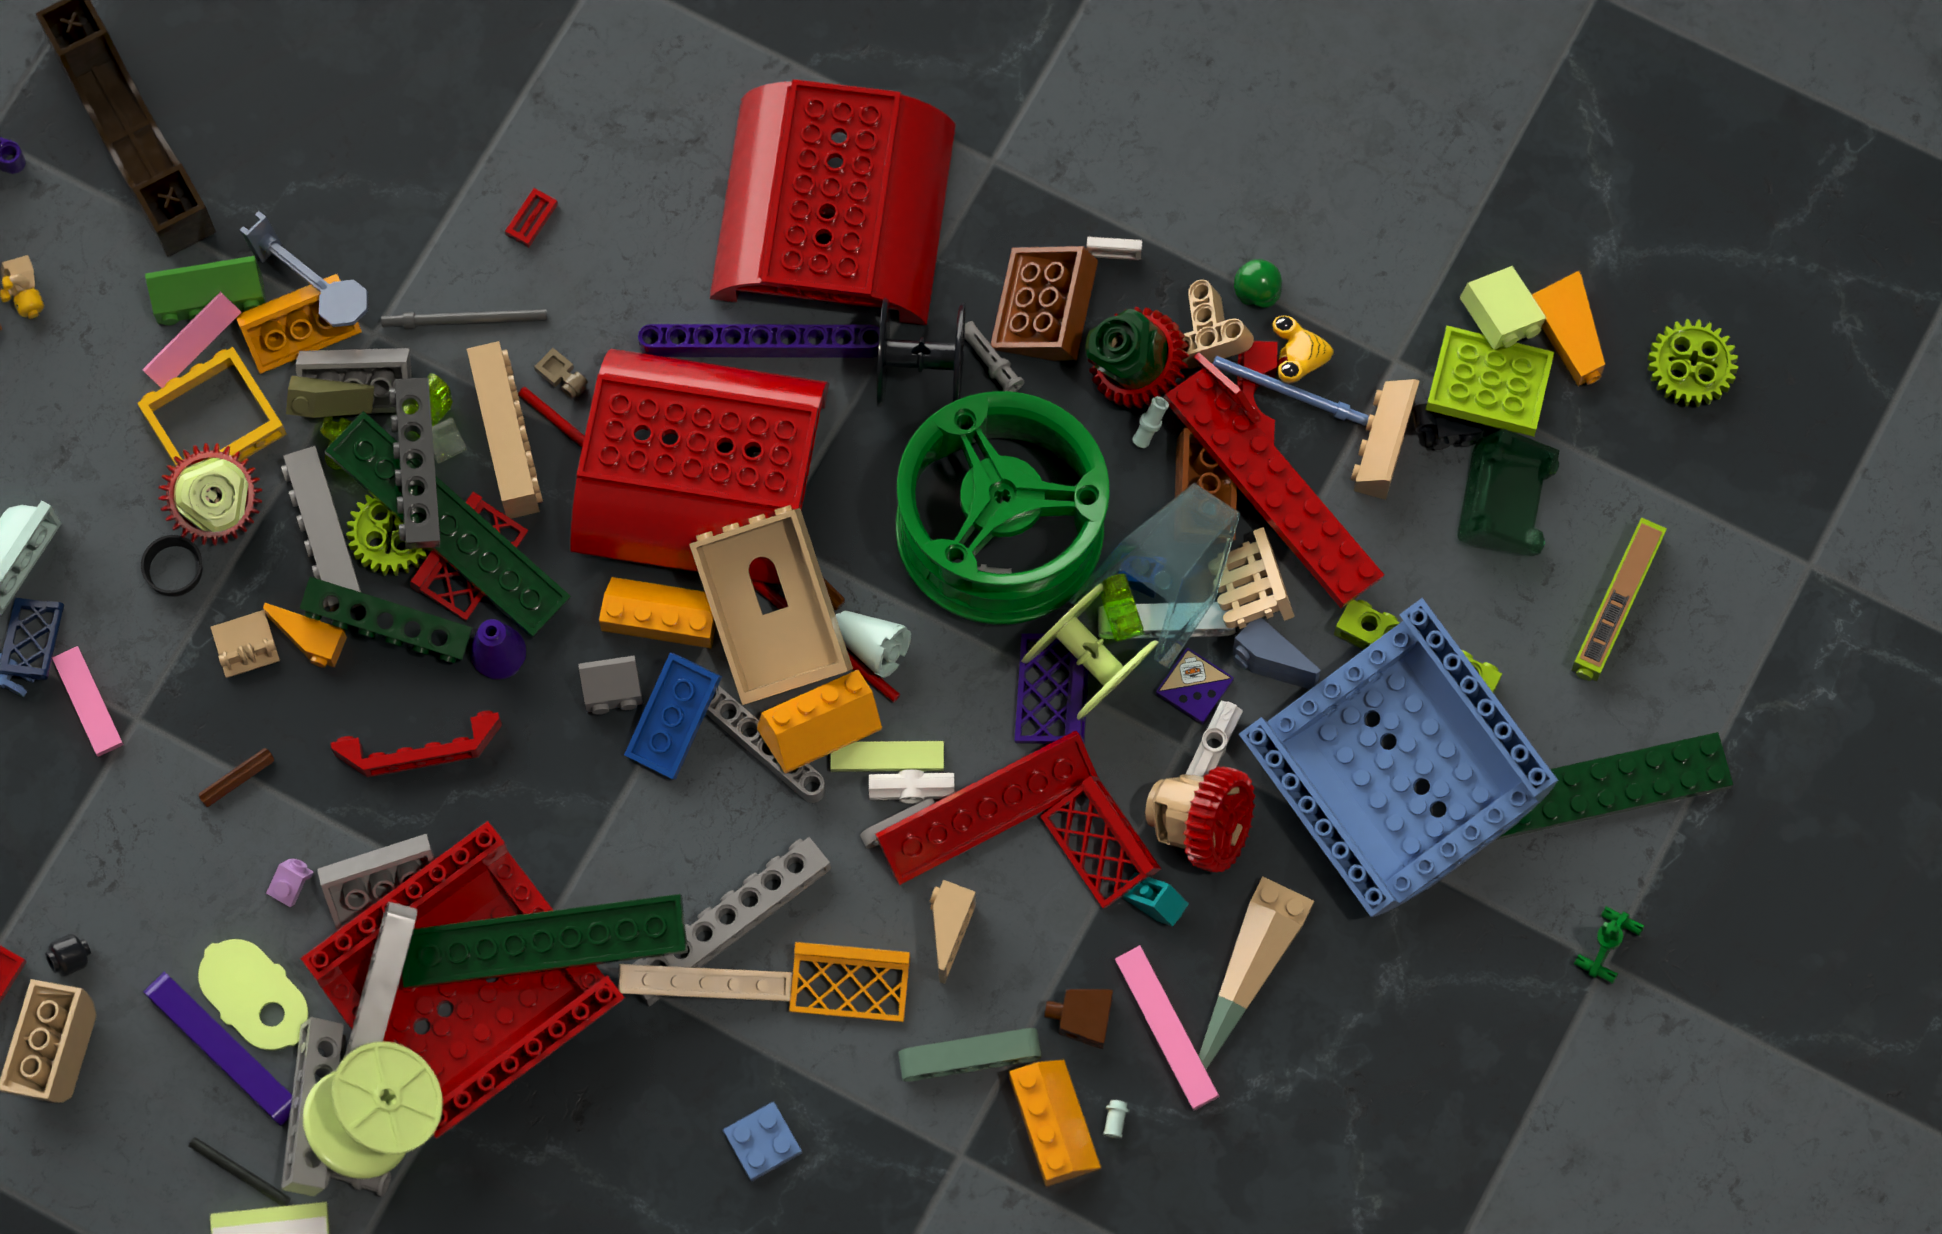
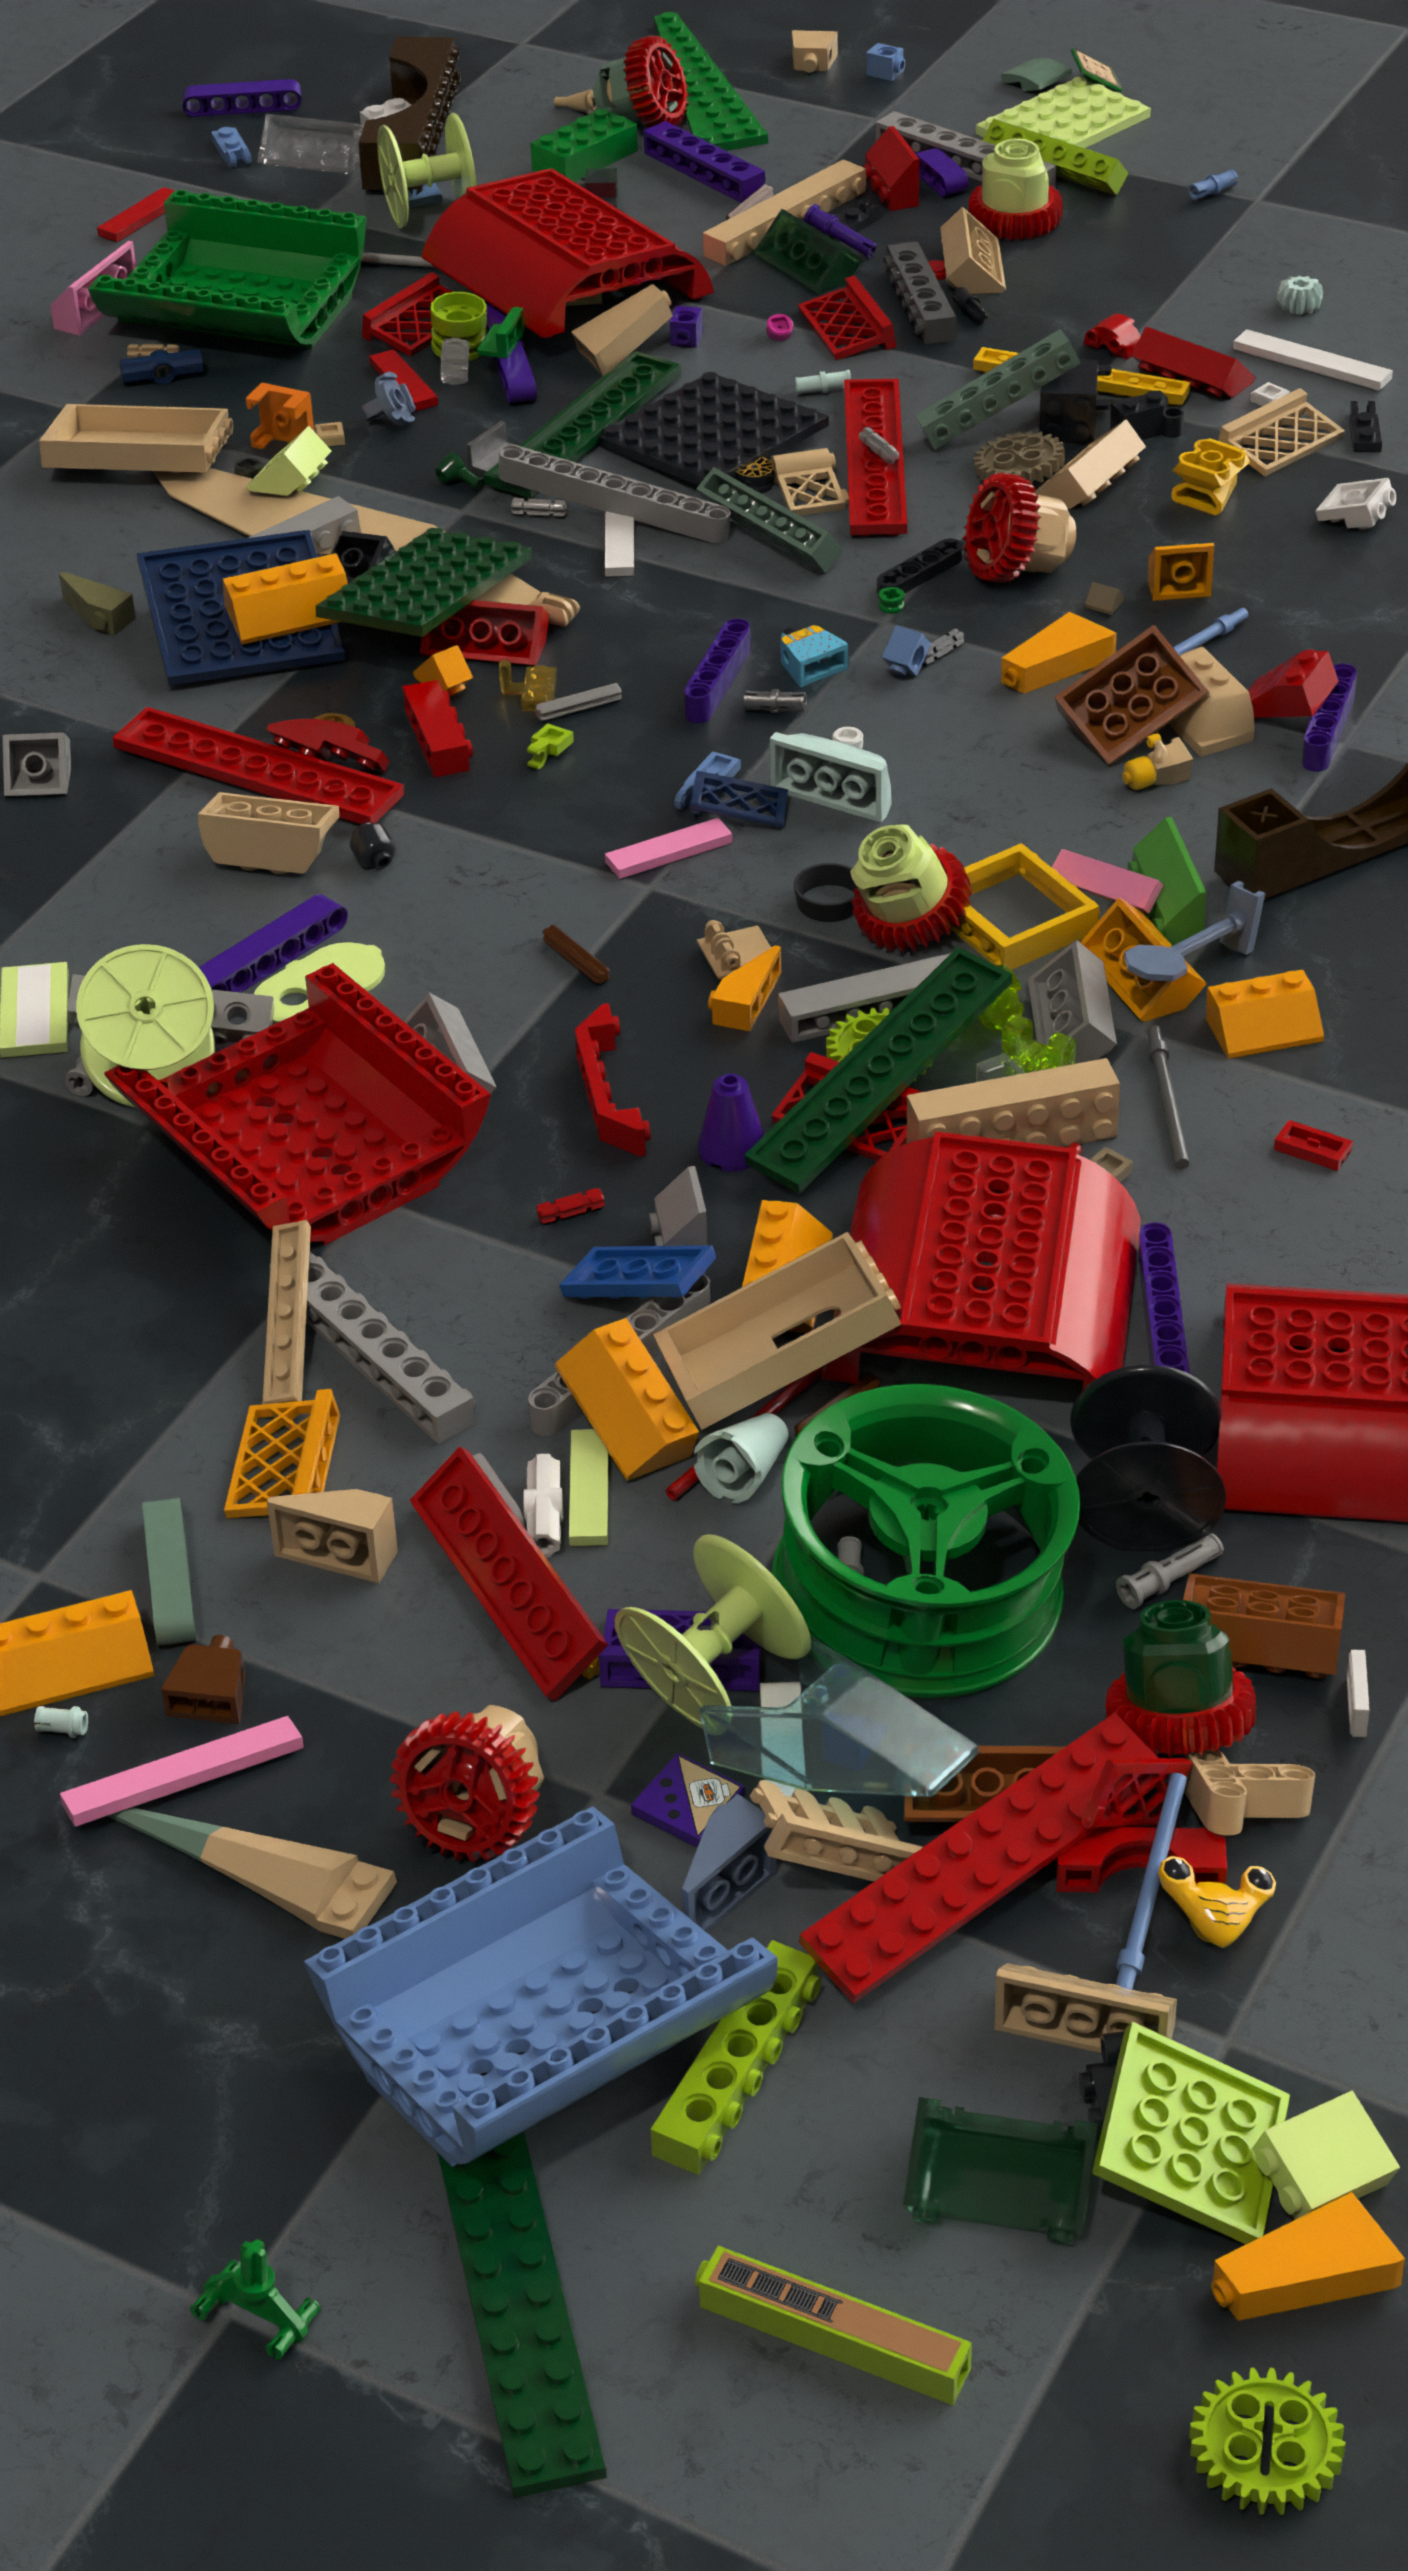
camera: 90 degrees right, 30 degrees down
(289, 881) = (454, 991): lavender bracket -> none
(319, 590) = (766, 1020): dark green brick -> none
(327, 398) = (1040, 973): olive slope -> none
(376, 235) = (1264, 1014): none -> light orange slope
(383, 975) = (296, 1022): light grey beam -> none
(415, 392) = (947, 1015): dark grey brick -> none
(545, 941) = (342, 1163): dark green plate -> none
(567, 775) = (570, 1206): none -> red axle
(762, 1141) = (84, 1390): medium blue plate -> none
(1116, 823) = (509, 1682): red fence -> none
(1121, 608) = (782, 1680): clear neon green piece -> none
(1150, 422) = (1080, 1721): light aqua pin -> none
(1157, 900) = (363, 1753): teal slope -> none
(1220, 728) = (632, 1825): white piece -> none
(1258, 283) = (1327, 1860): green helmet -> none

